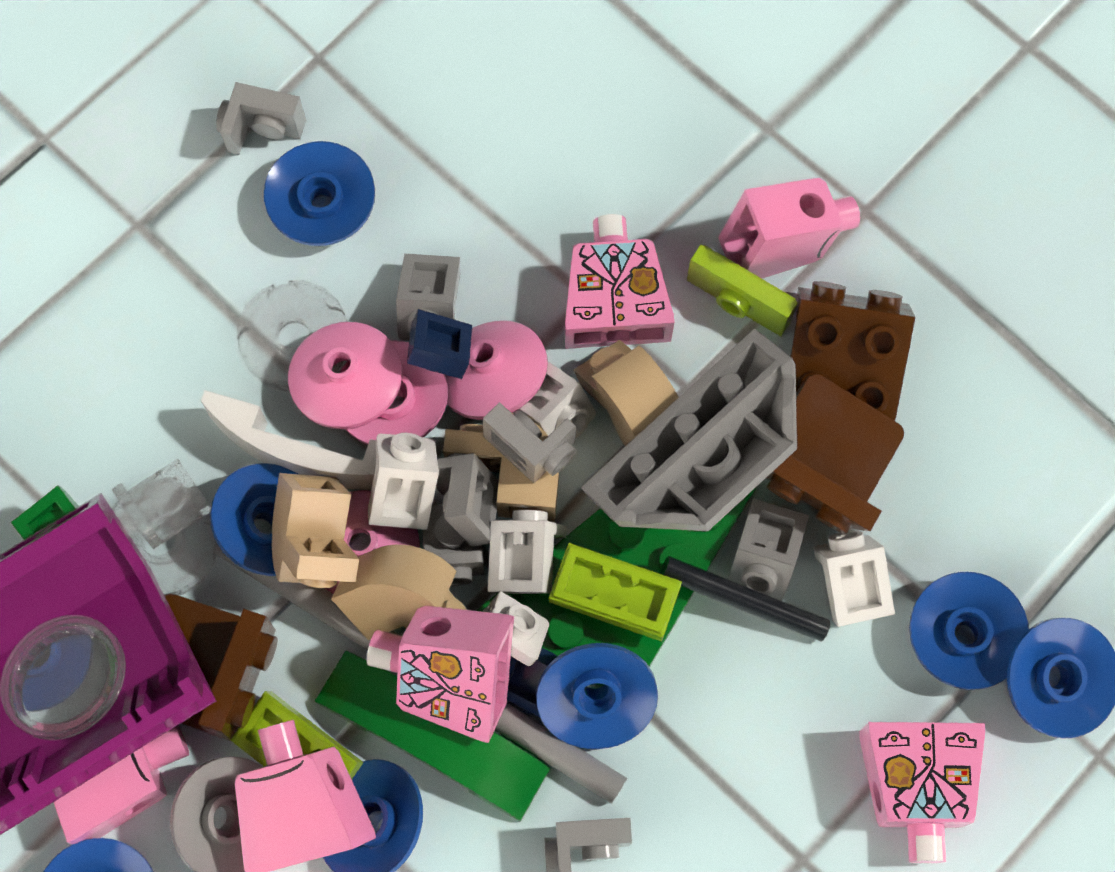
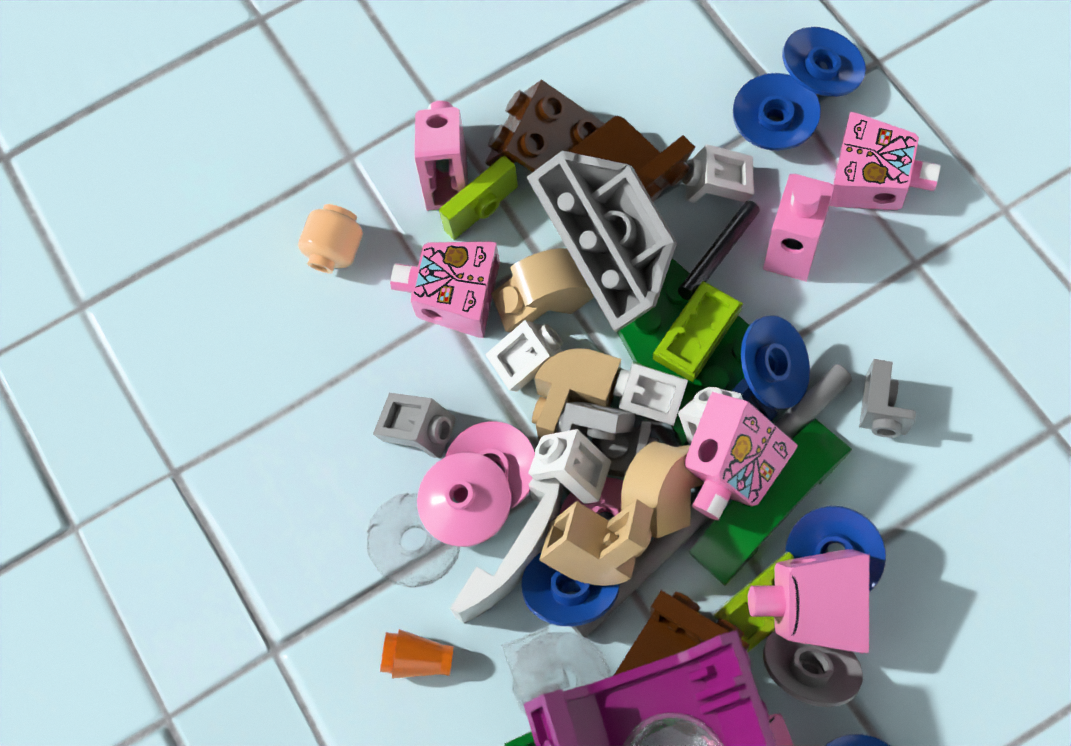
camera: 65 degrees left, 5 degrees down
(154, 370) = (414, 656): none -> orange cone
(263, 110) = (213, 516): light grey bracket -> none
(316, 171) = (288, 472): blue dish -> none
(439, 344) = (463, 415): dark blue plate -> none
(509, 376) = (508, 389): bright pink dish -> none
(519, 442) = (569, 365): light grey bracket -> none
(638, 134) = (330, 238): none -> light nougat head
(768, 548) = (690, 225): light grey bracket -> none
(800, 690) = (799, 218): none -> bright pink torso

